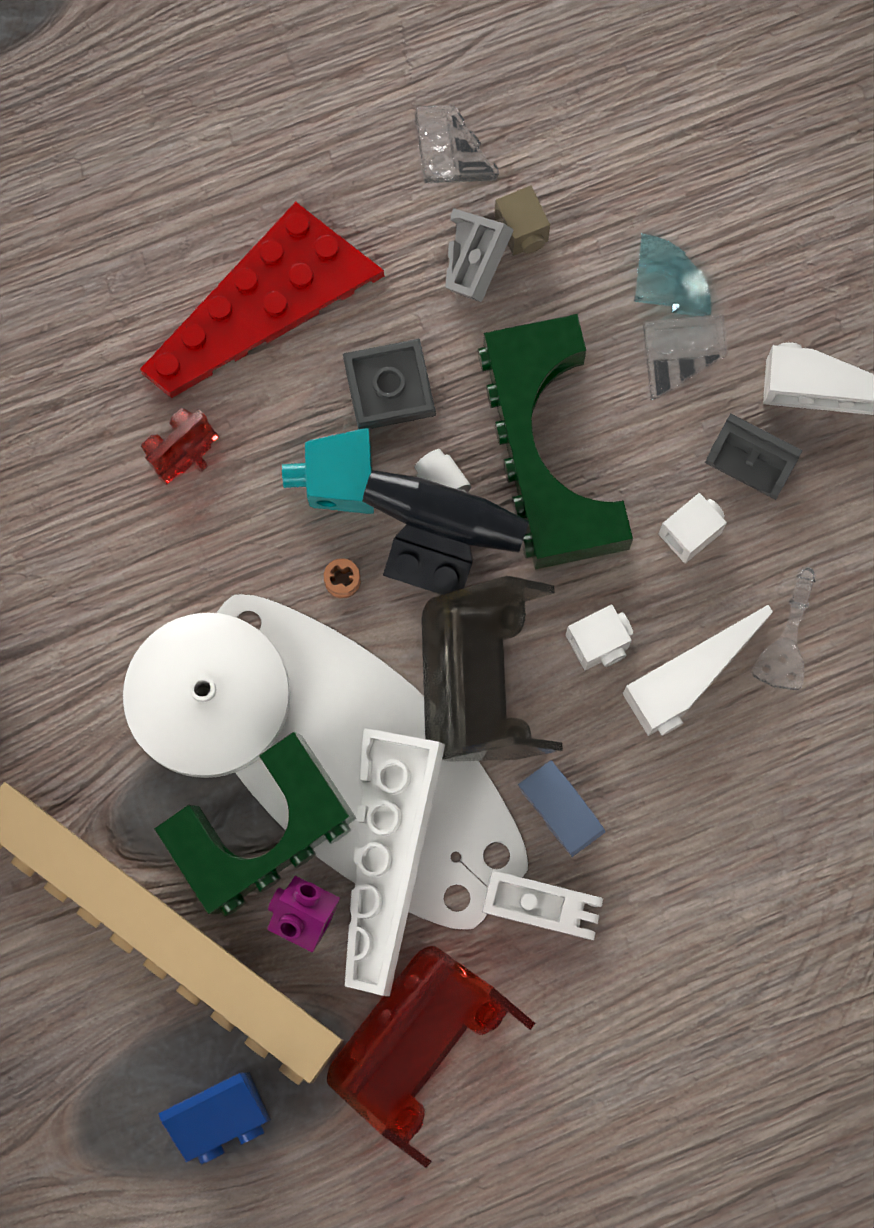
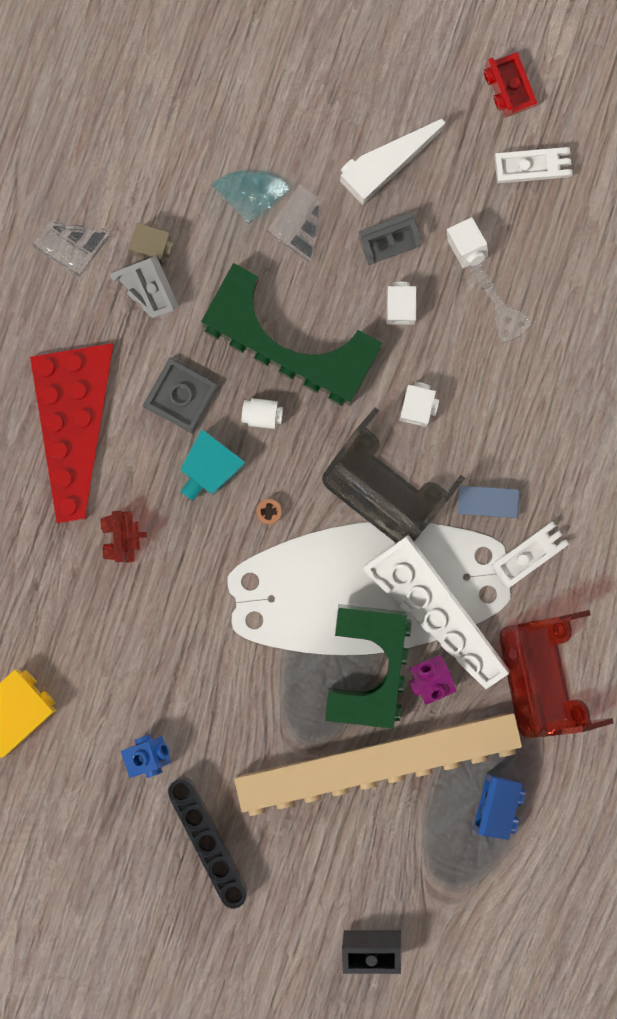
camera: 55 degrees left, 10 degrees up
(214, 731) = (277, 663): white dish -> none
(439, 529) = (291, 439): black plate -> none
(673, 688) = (477, 388): white slope -> none
(825, 540) = (467, 243): none -> white brick

